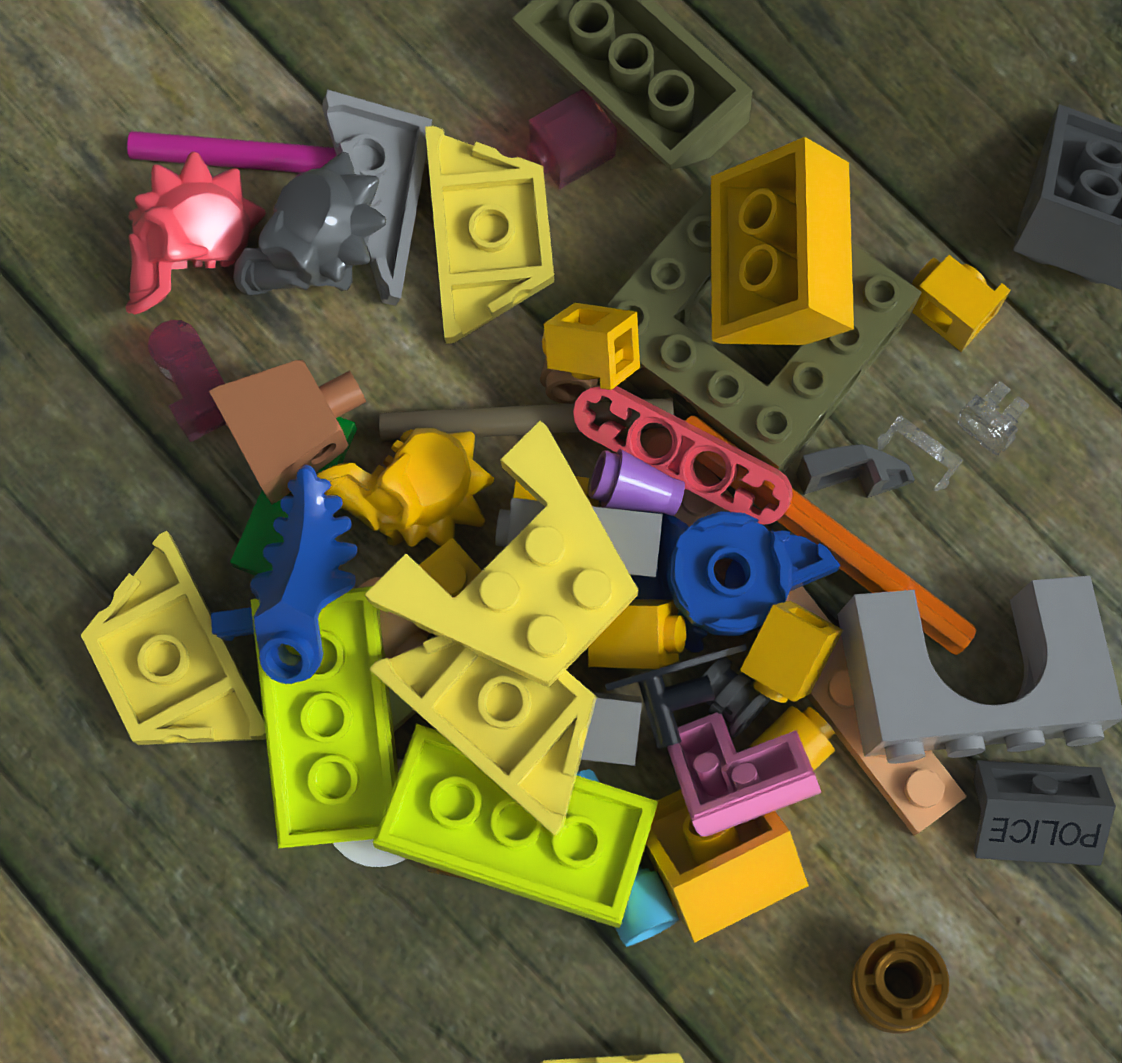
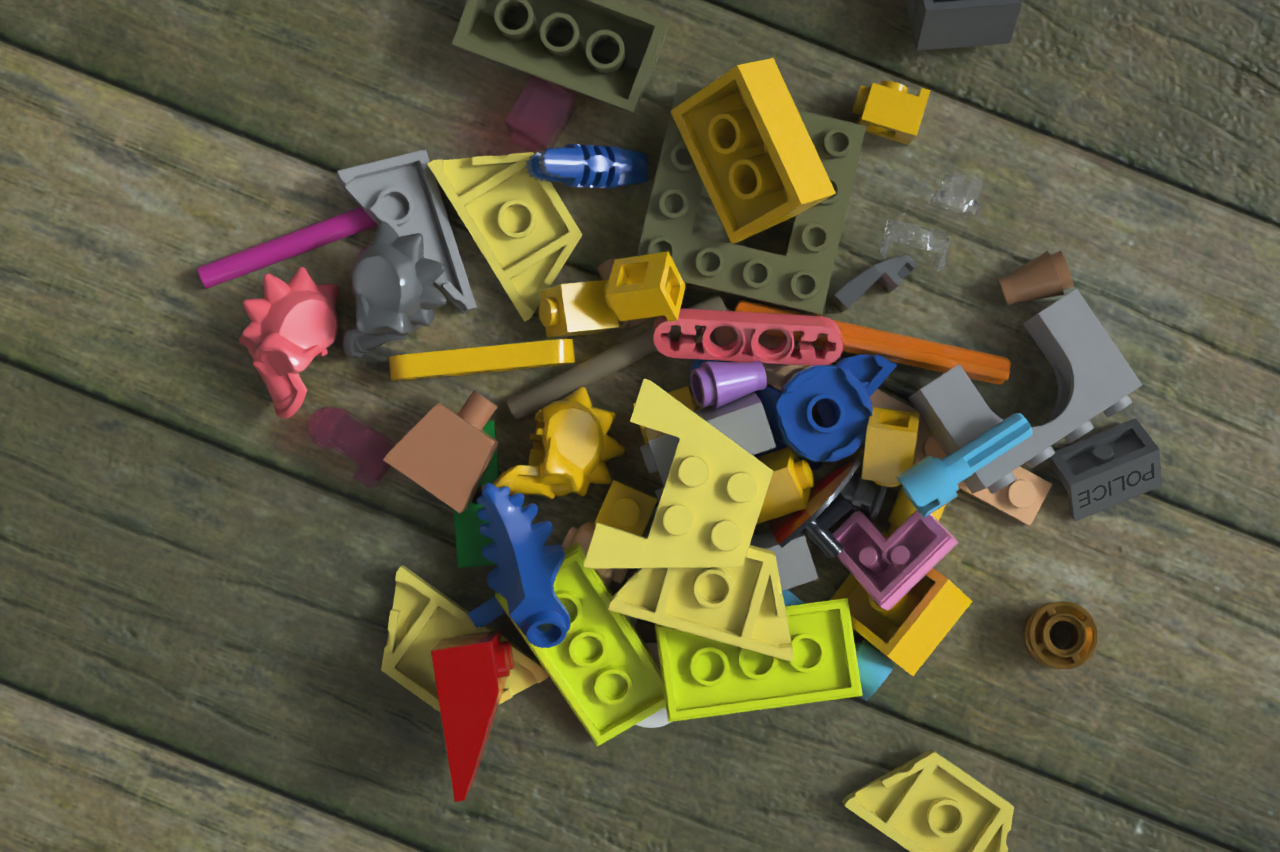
camera: 25 degrees left, 15 degrees up
(157, 701) = (469, 686): none -> red slope
(377, 355) = (481, 360): none -> yellow beam
(505, 346) = (576, 309): none -> yellow brick
(596, 207) = (589, 166): none -> blue hinge
(824, 702) = (935, 481): none -> medium azure piece
(1046, 553) = (1037, 279): none -> medium nougat cone

